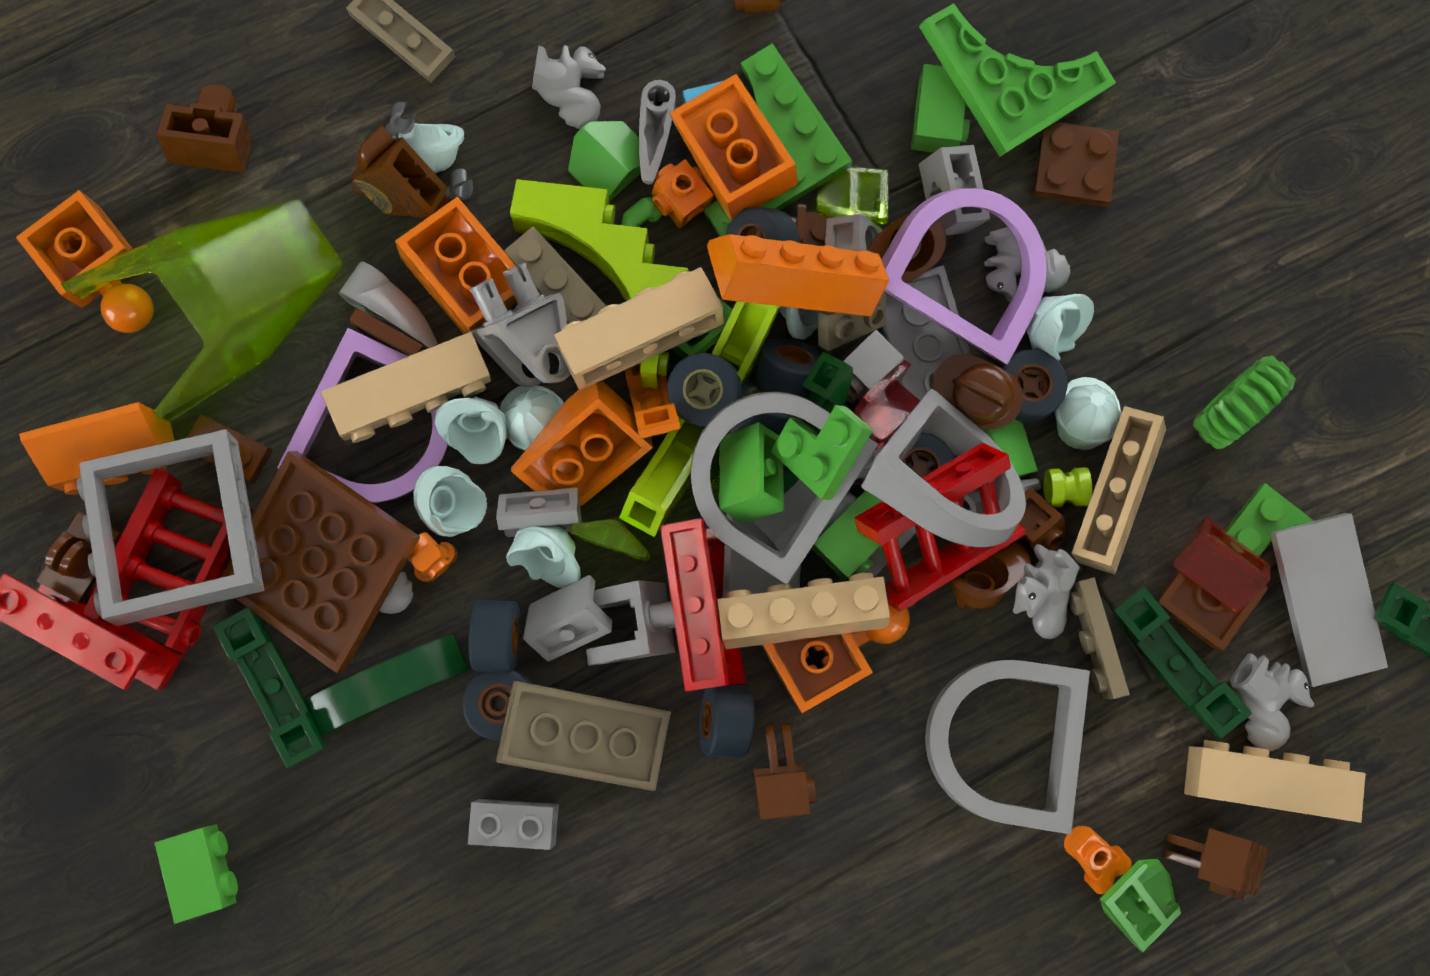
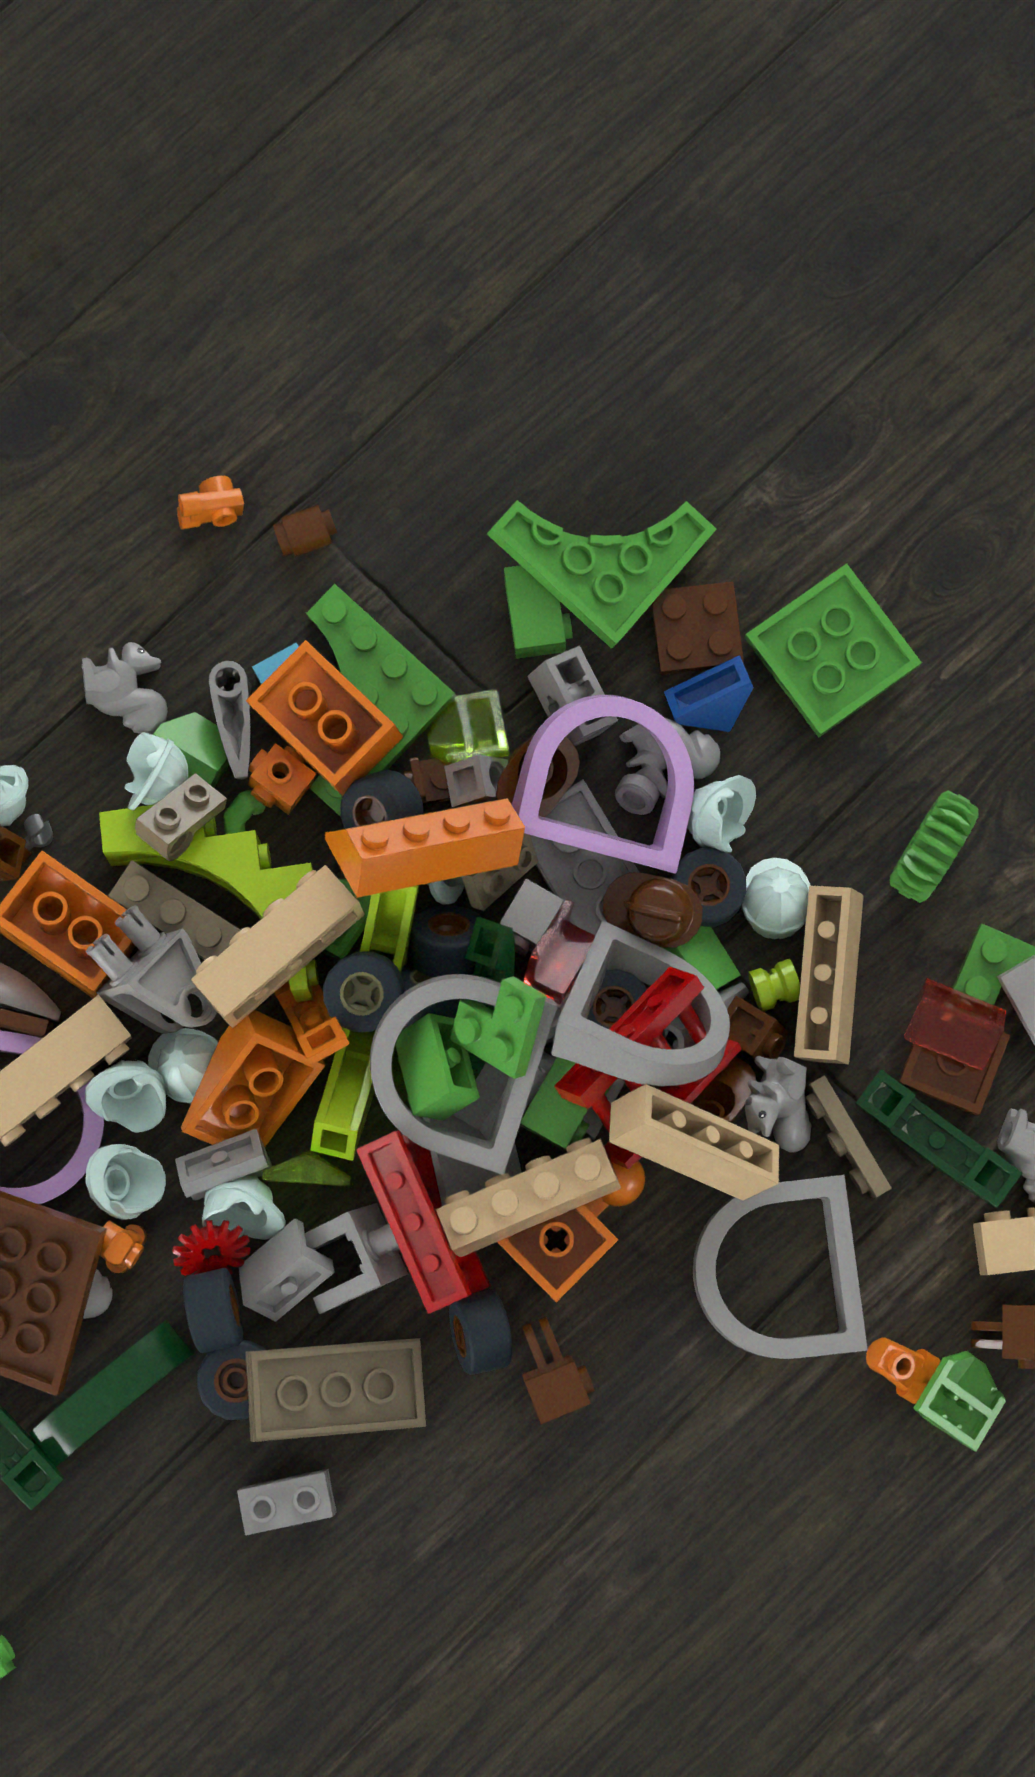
camera: 15 degrees left, 0 degrees up
(509, 570) = (207, 1237): none -> red gear
(577, 155) = (156, 769): none -> light aqua piece
(578, 198) = (177, 816): none -> dark tan plate
(965, 603) = (694, 1142): none -> tan brick
(988, 289) = (637, 794): none -> light grey tile
(1076, 225) = (712, 697): none -> blue slope
(1191, 212) = (832, 650): none -> bright green plate

